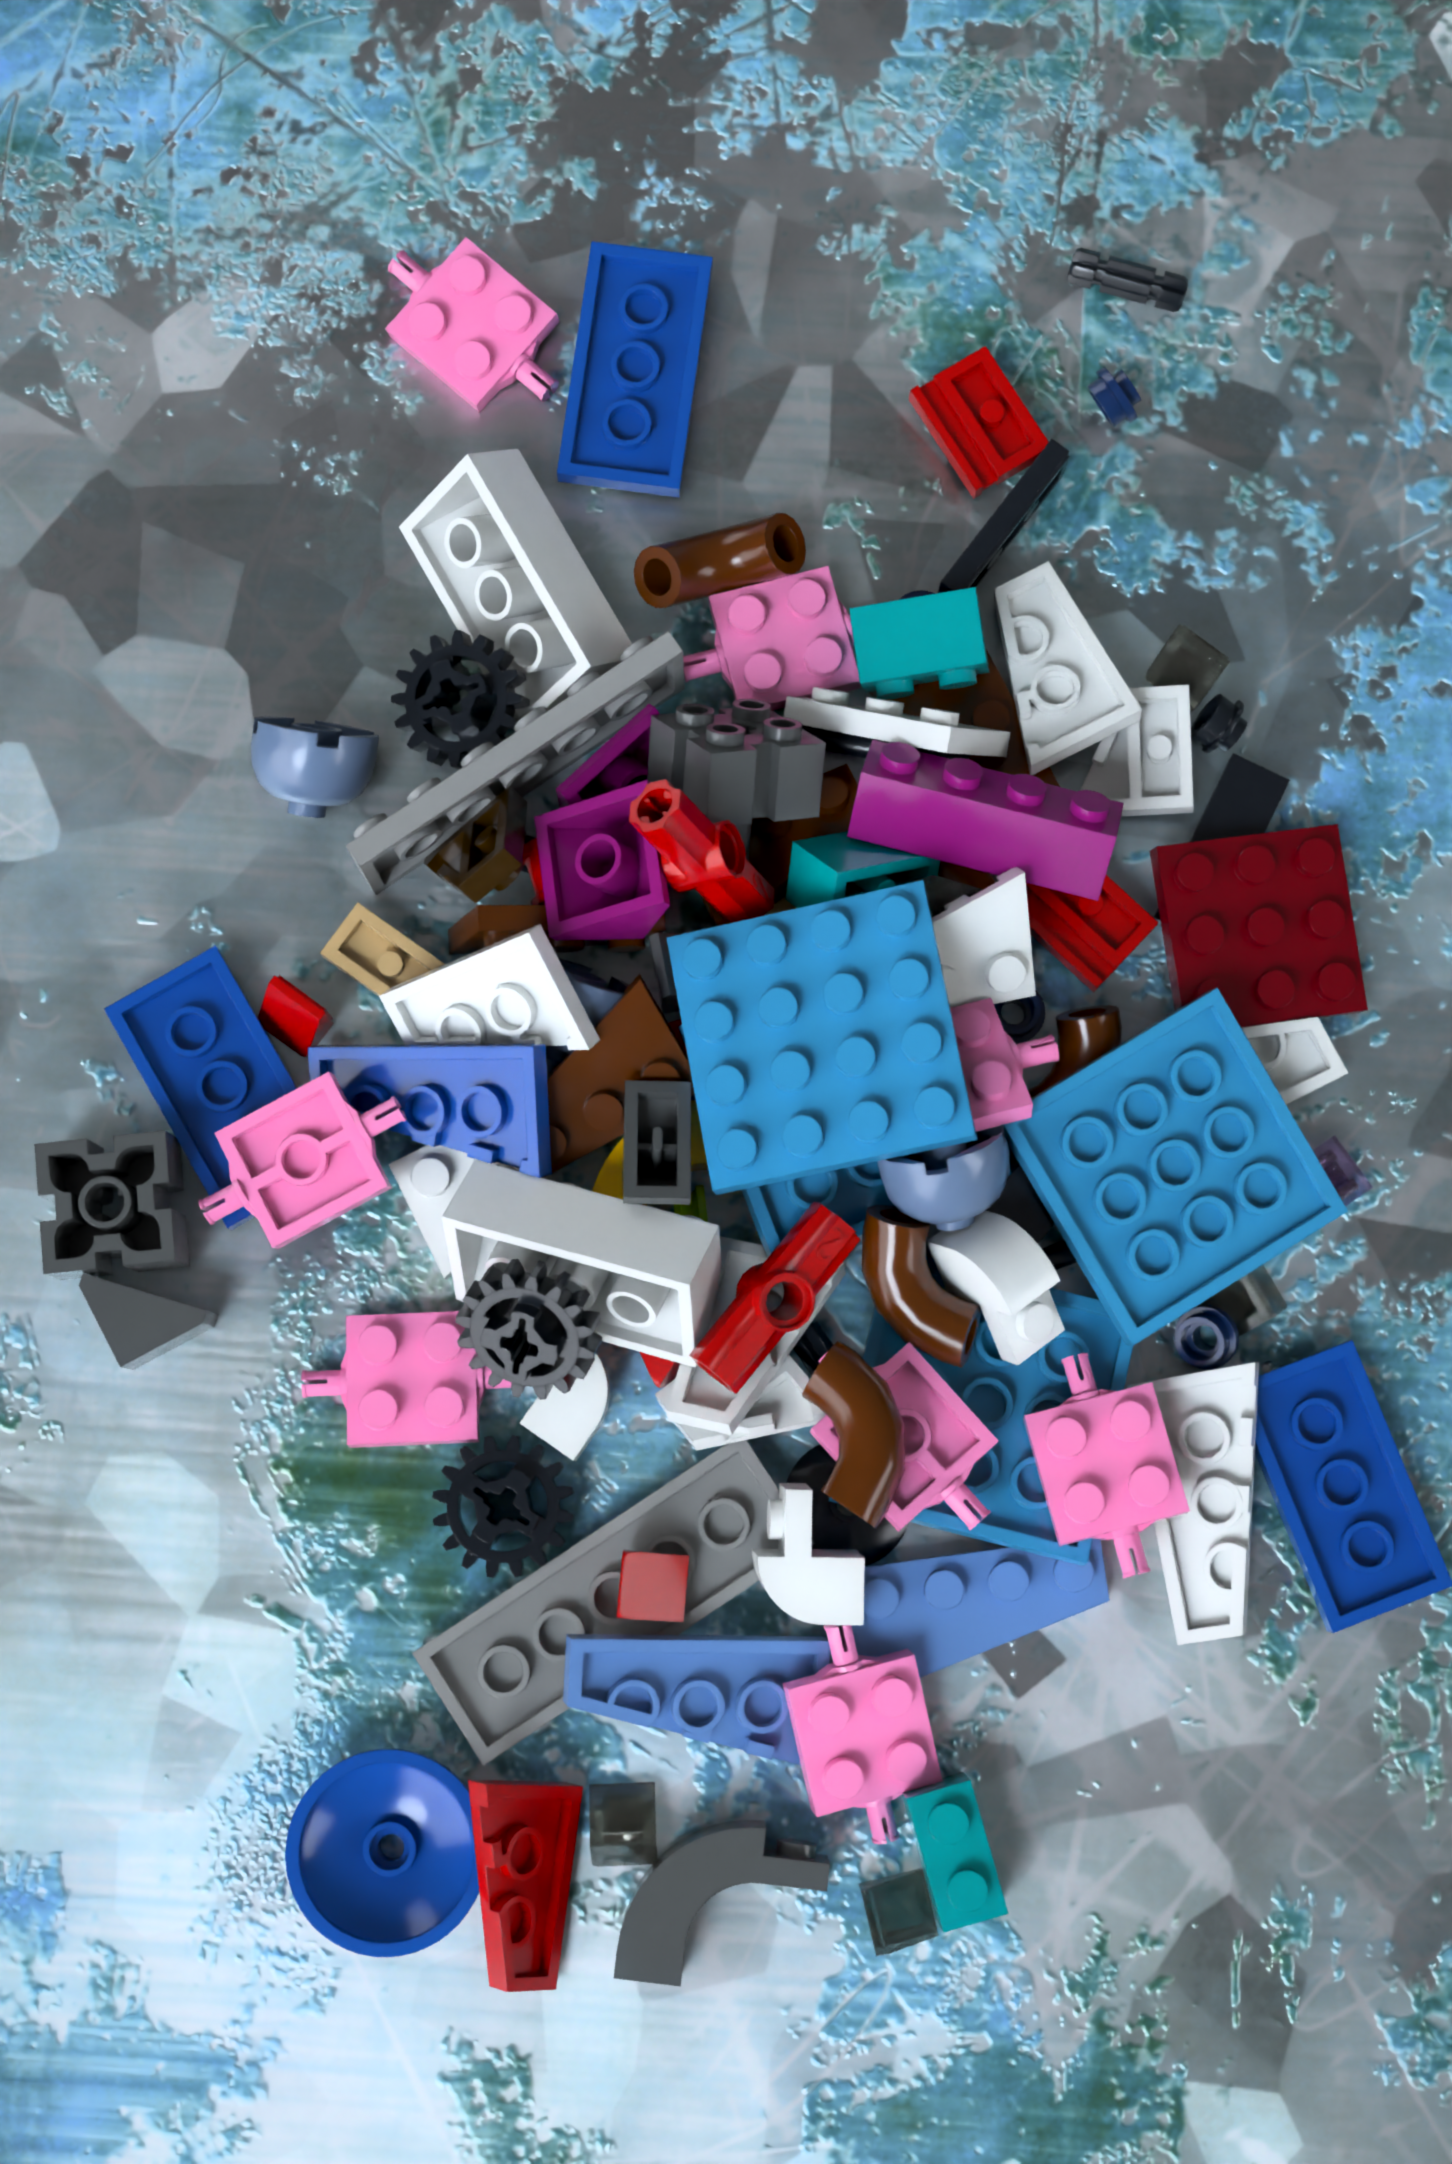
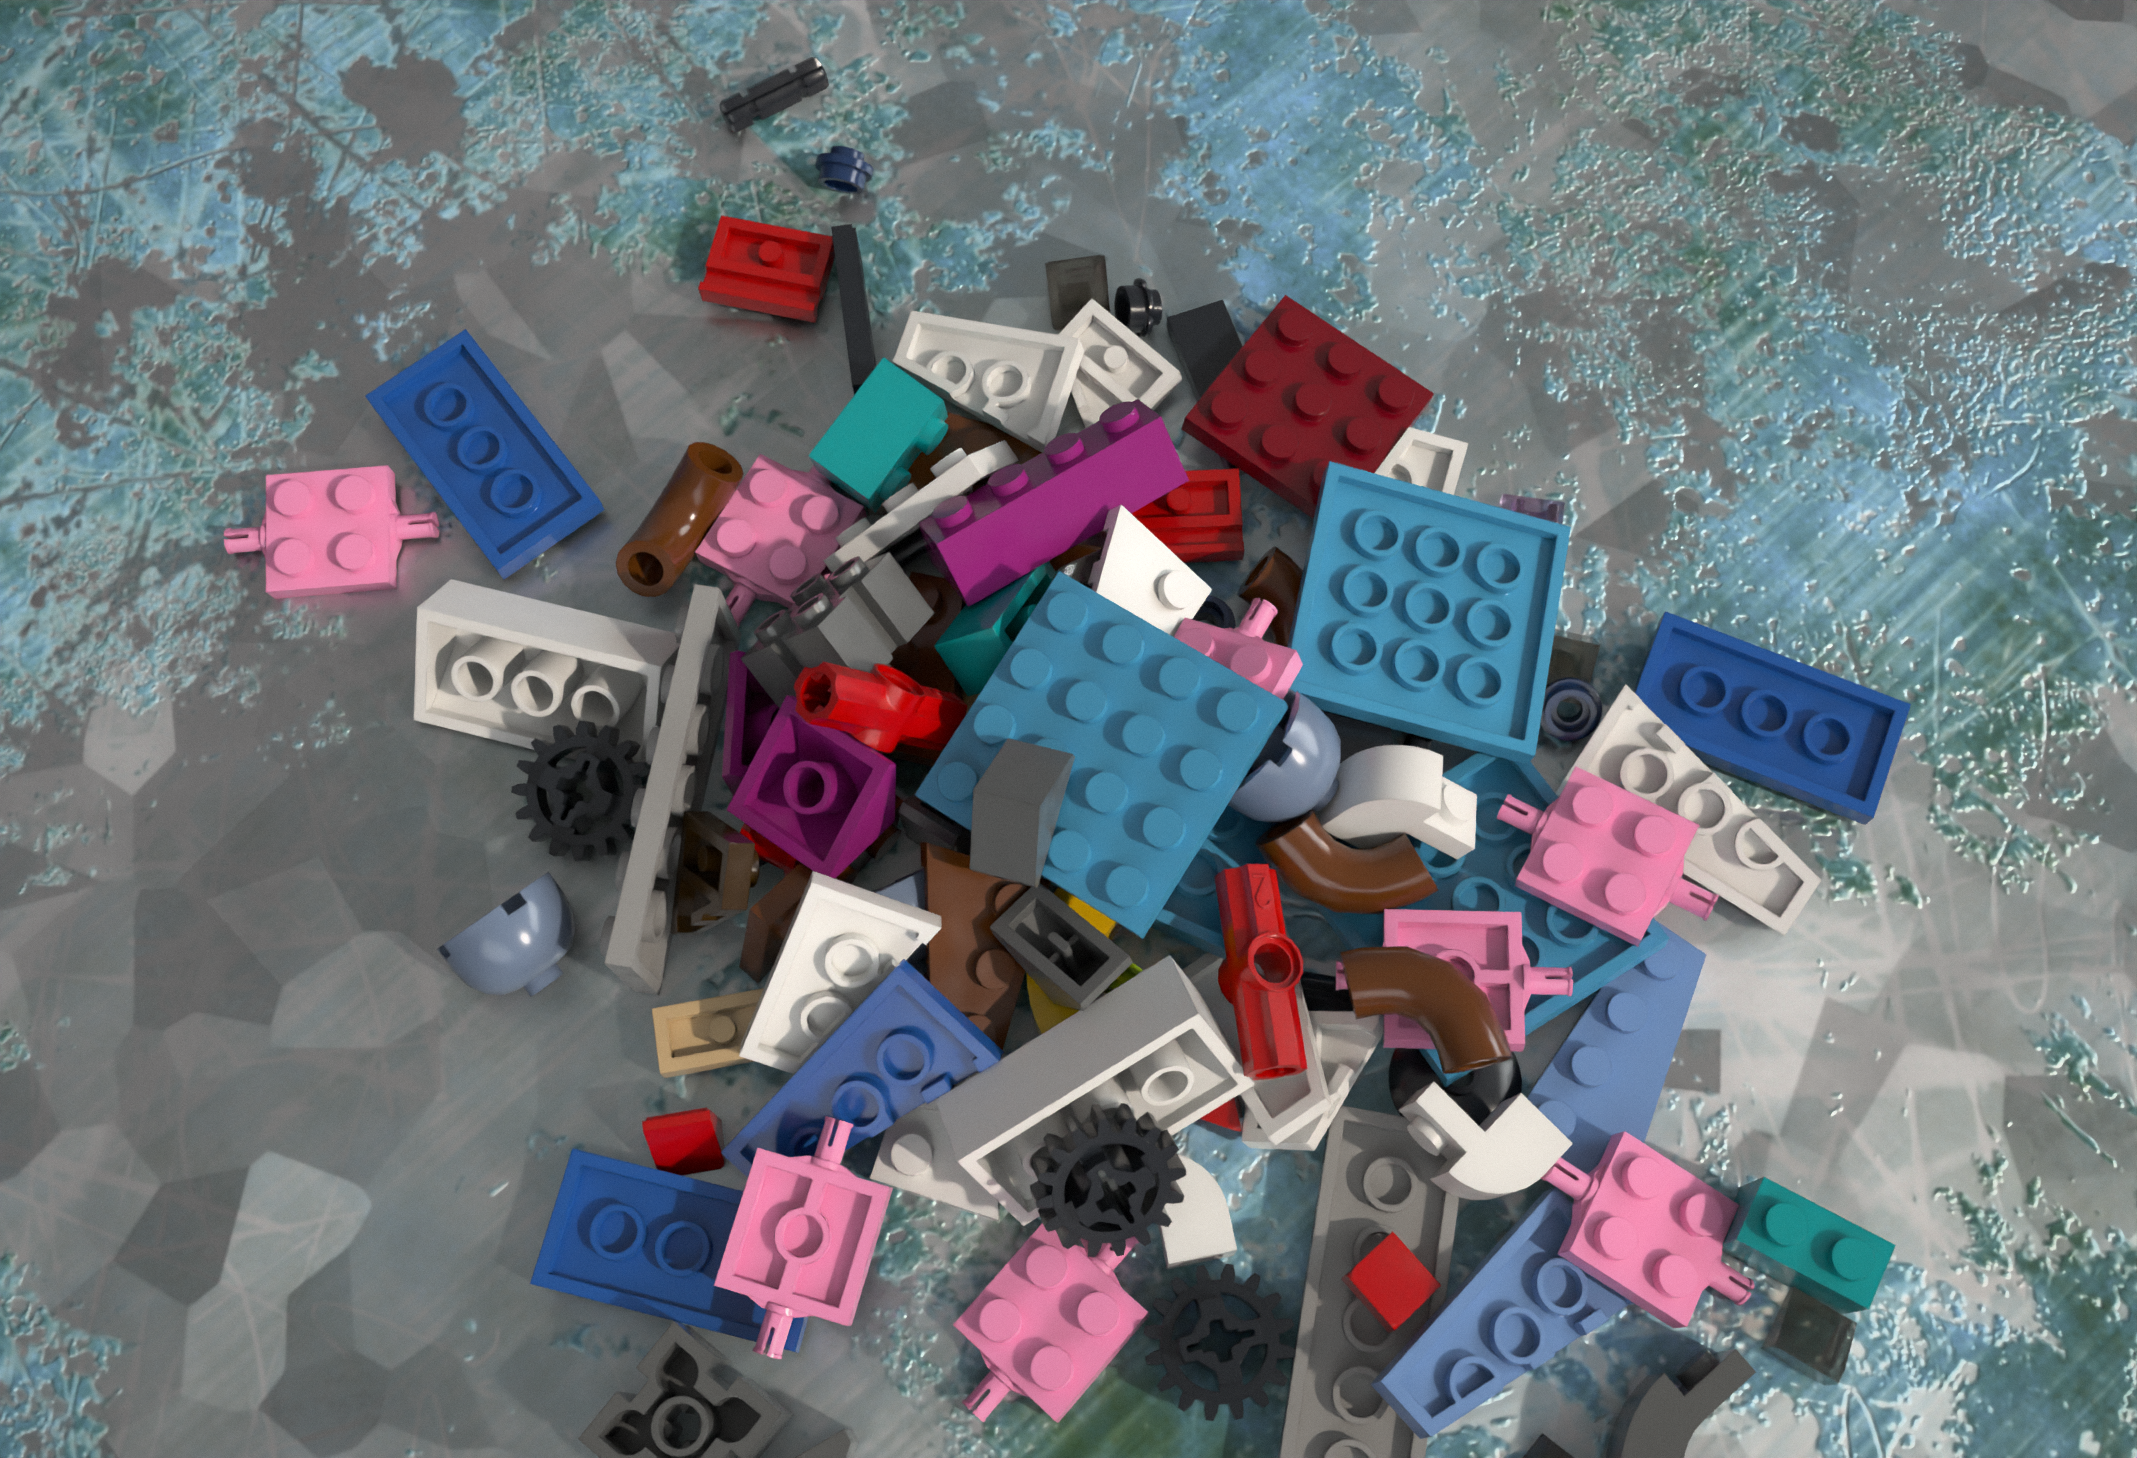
camera: 40 degrees left, 10 degrees down
(717, 1022) = (1018, 811): none -> dark grey slope

